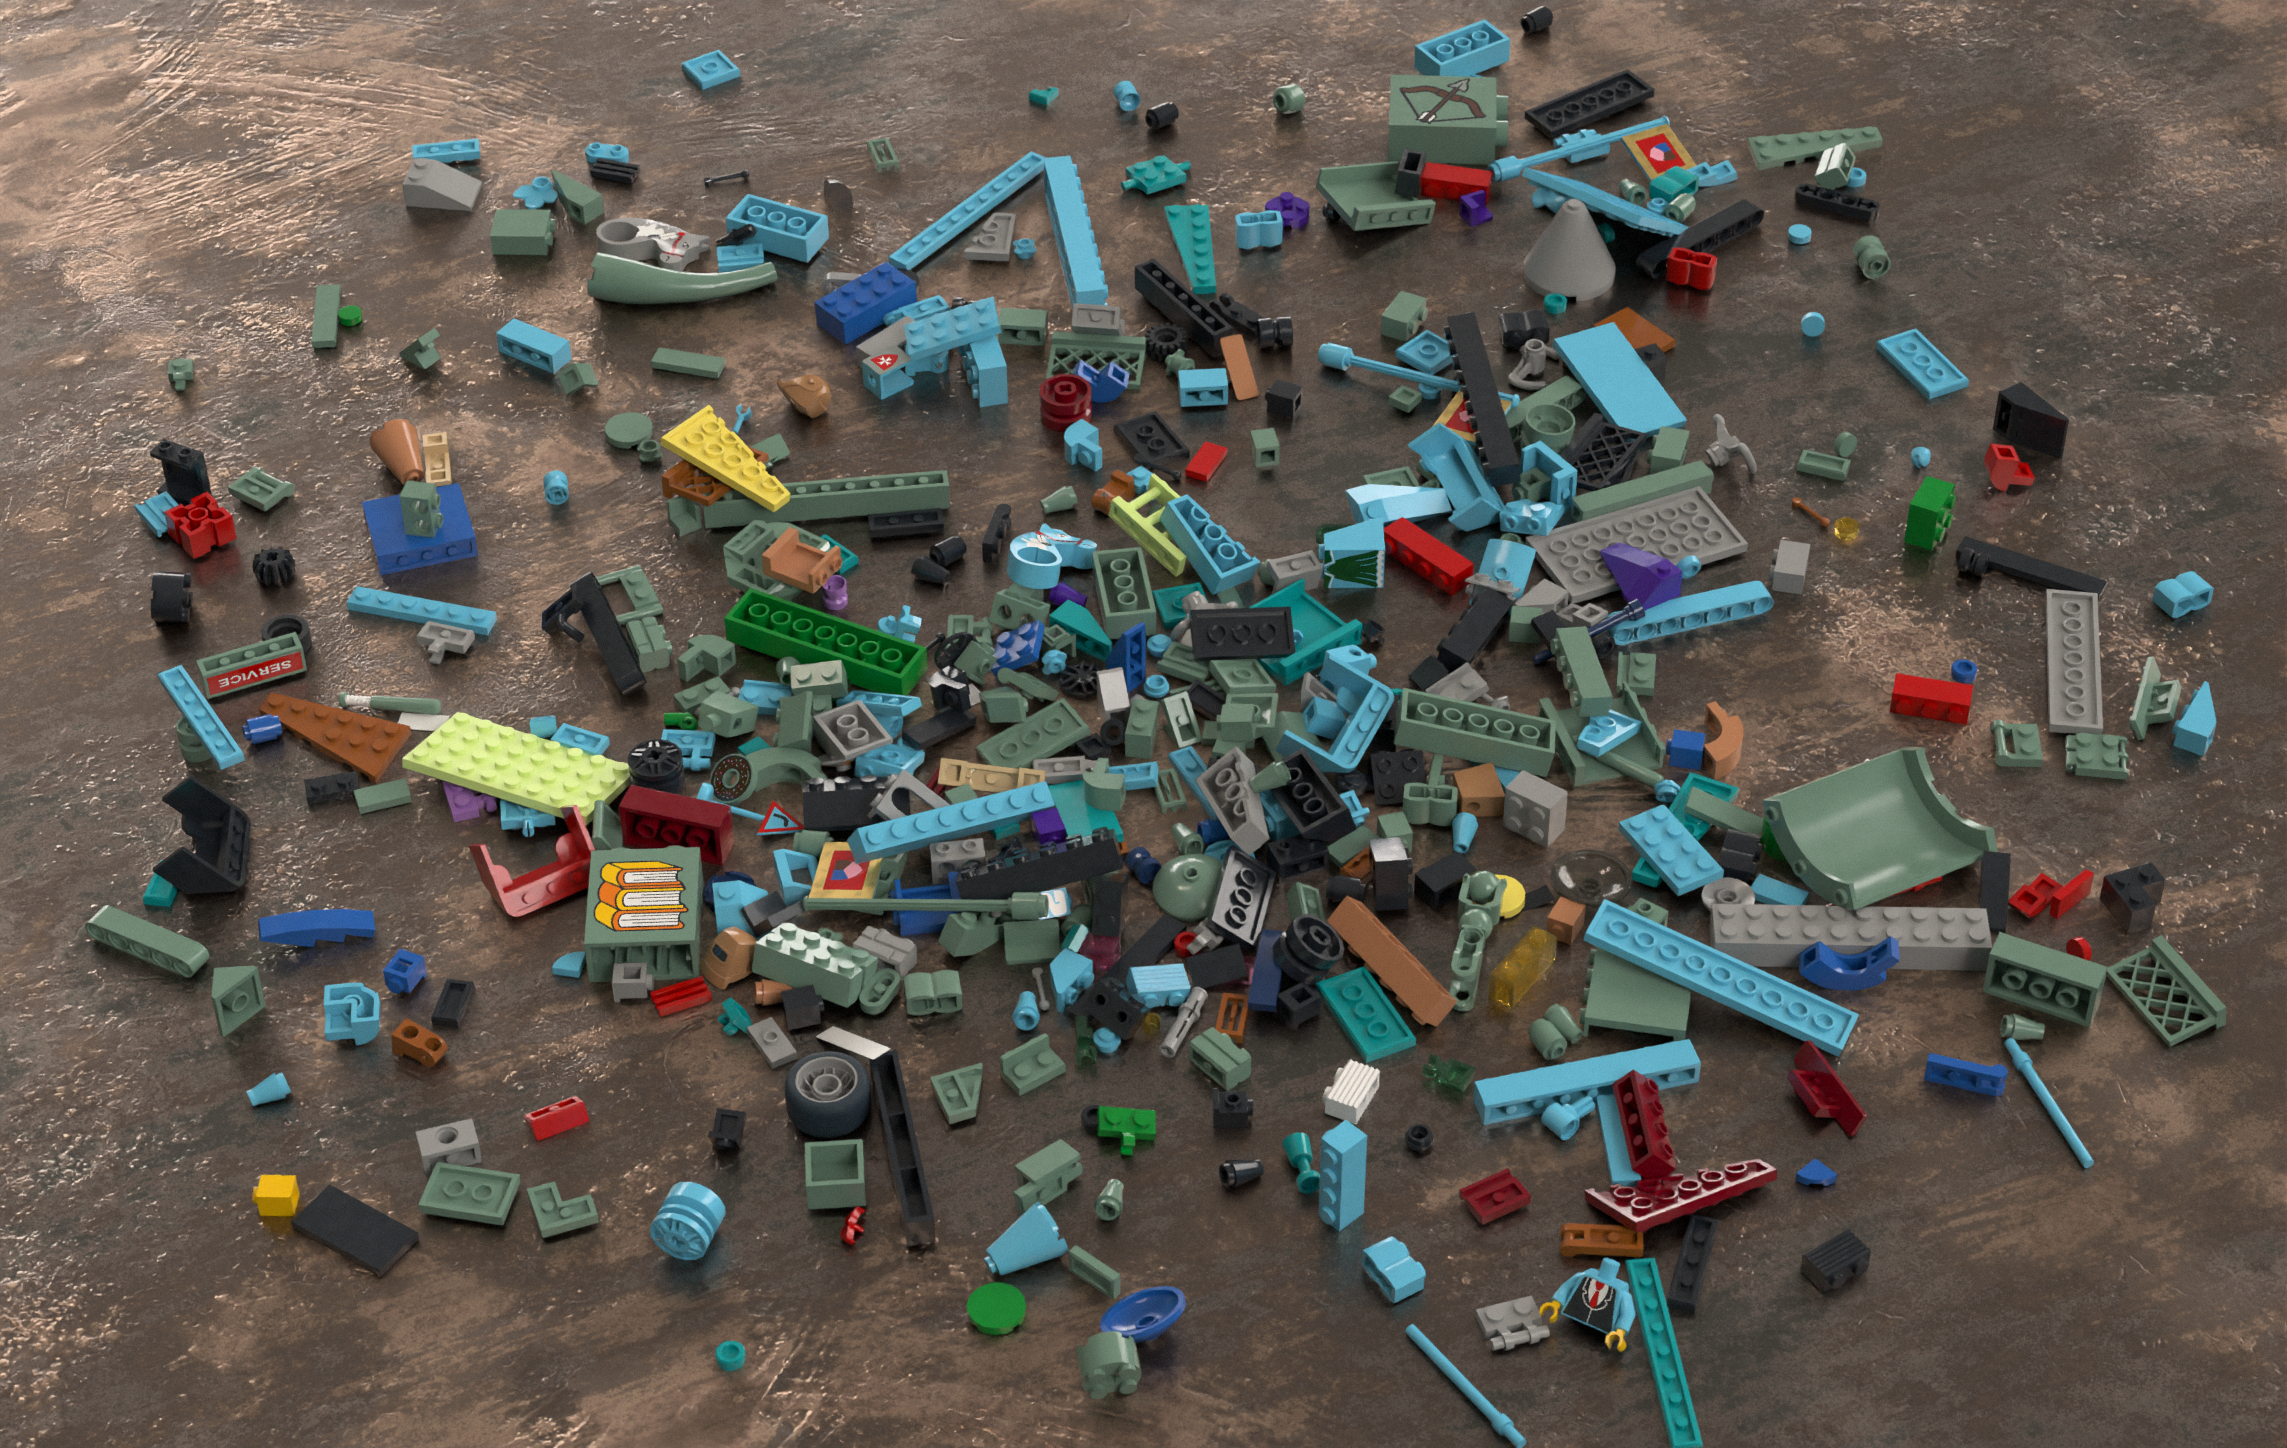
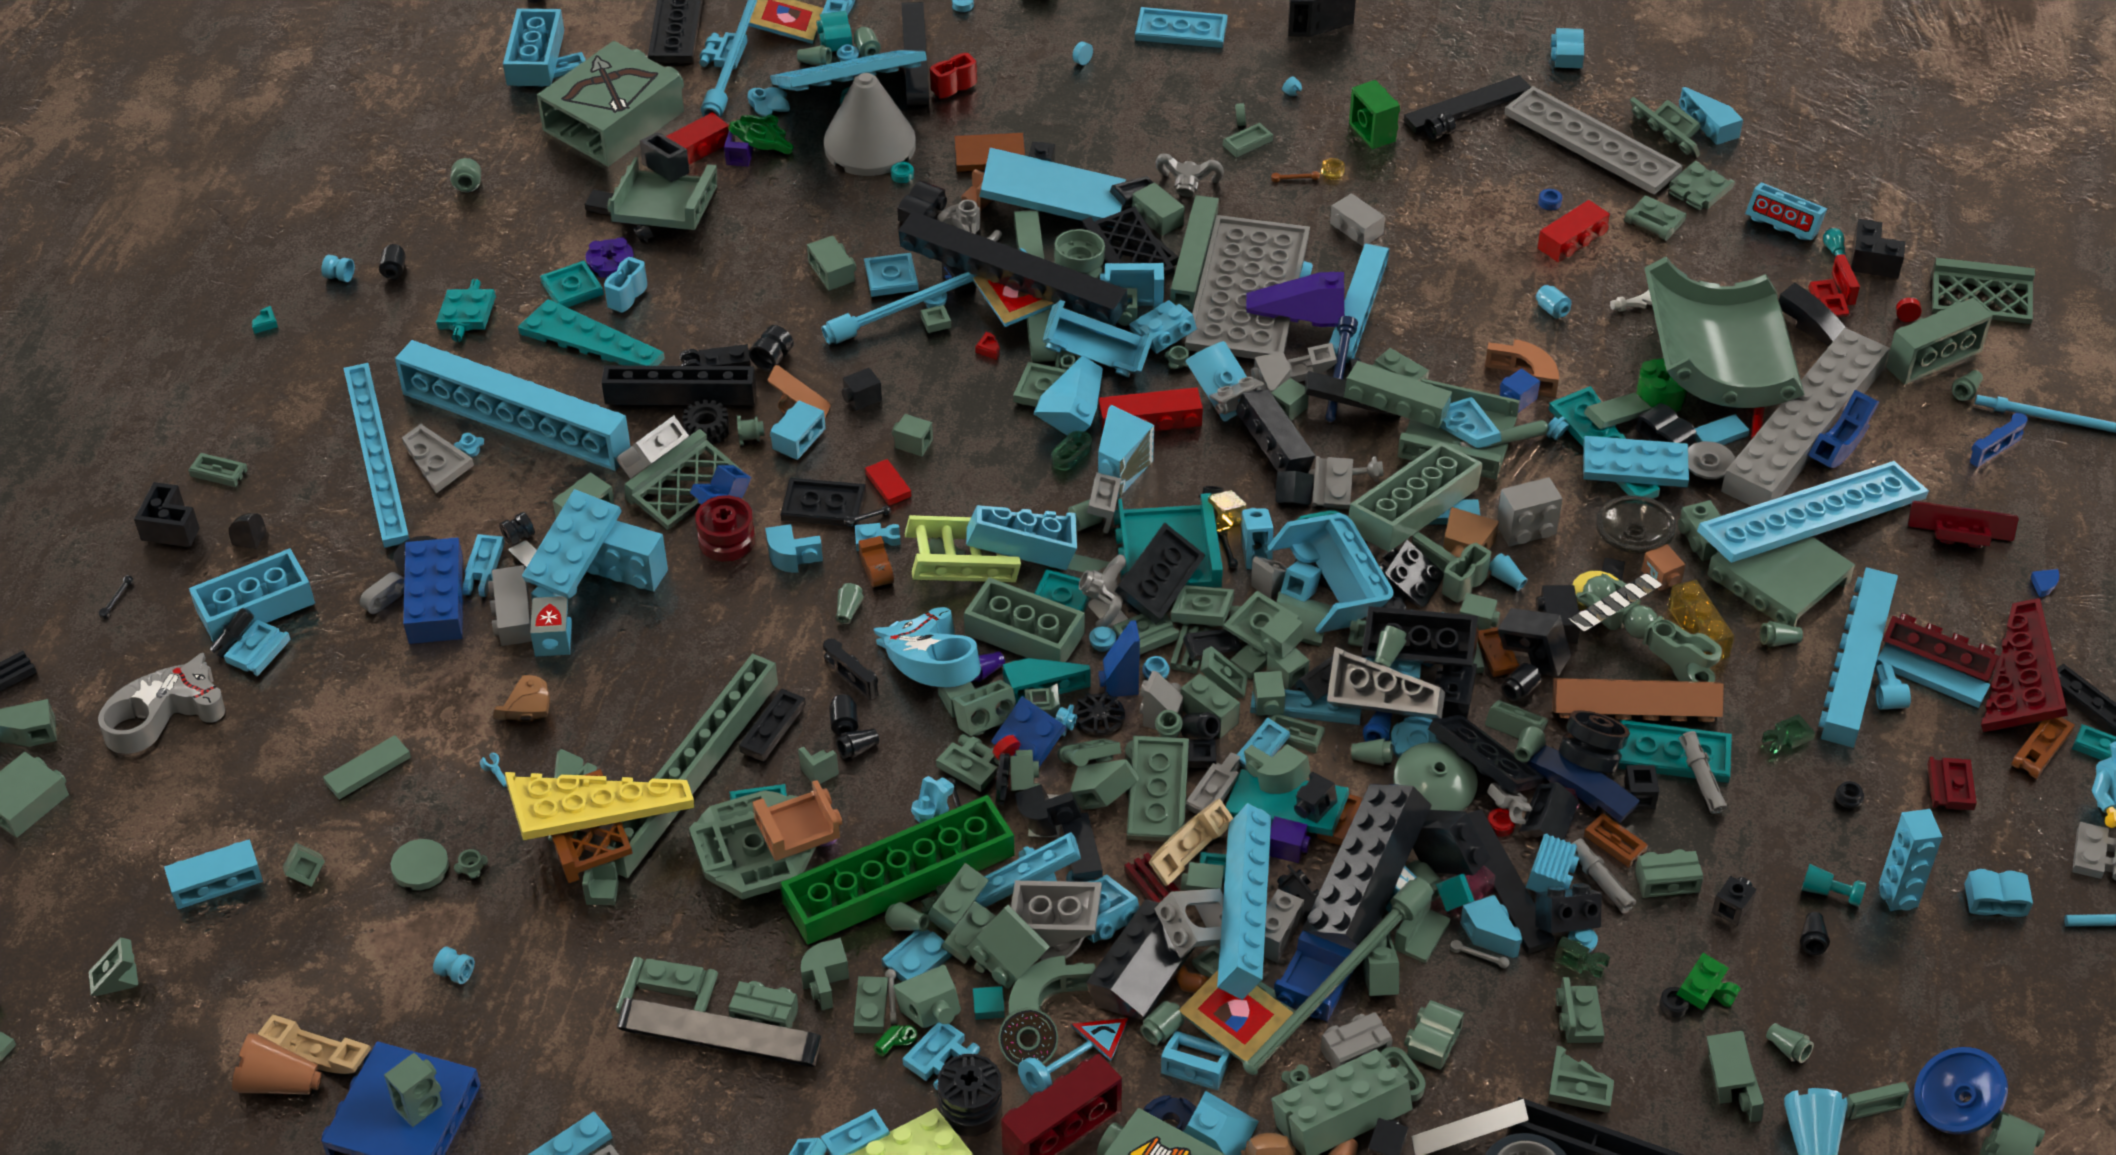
camera: 55 degrees left, 5 degrees up
(558, 613) = (656, 1052): black plate -> none
(640, 283) = (219, 739): sand green brick -> none
(769, 913) = (1248, 1102): black panel -> none
(808, 151) = (165, 517): none -> black brick
(888, 564) = (819, 766): none -> sand green panel
(988, 636) = (1008, 744): none -> red tile
(1026, 1012) = (1510, 979): medium azure cone -> none
(1086, 815) = (1315, 798): none -> black brick
(1093, 713) = (1168, 724): none -> sand green cone
(1181, 750) = (1269, 693): none -> sand green brick
(1235, 203) = (572, 284): none -> teal tile
(1276, 919) = (1529, 743): none -> sand green cone
(1351, 1091) = (1770, 808): white brick -> none
(1354, 1024) = (1699, 763): none -> light grey pin
(1359, 636) = (1229, 507): none -> clear yellow panel
(1406, 438) = (988, 346): none -> red tile
(1471, 894) = (1615, 602): none -> sticker
(1505, 208) = (761, 133): none -> green tile
(1547, 1039) = (1794, 653): sand green brick -> none
(1667, 420) = (1124, 191): none -> black tile
(1825, 724) = (1553, 301): none -> medium azure brick
(2005, 467) = (1355, 50): red brick -> none
(2114, 816) = (1785, 211): none -> medium azure brick
(2118, 863) = (1834, 241): none -> teal piece

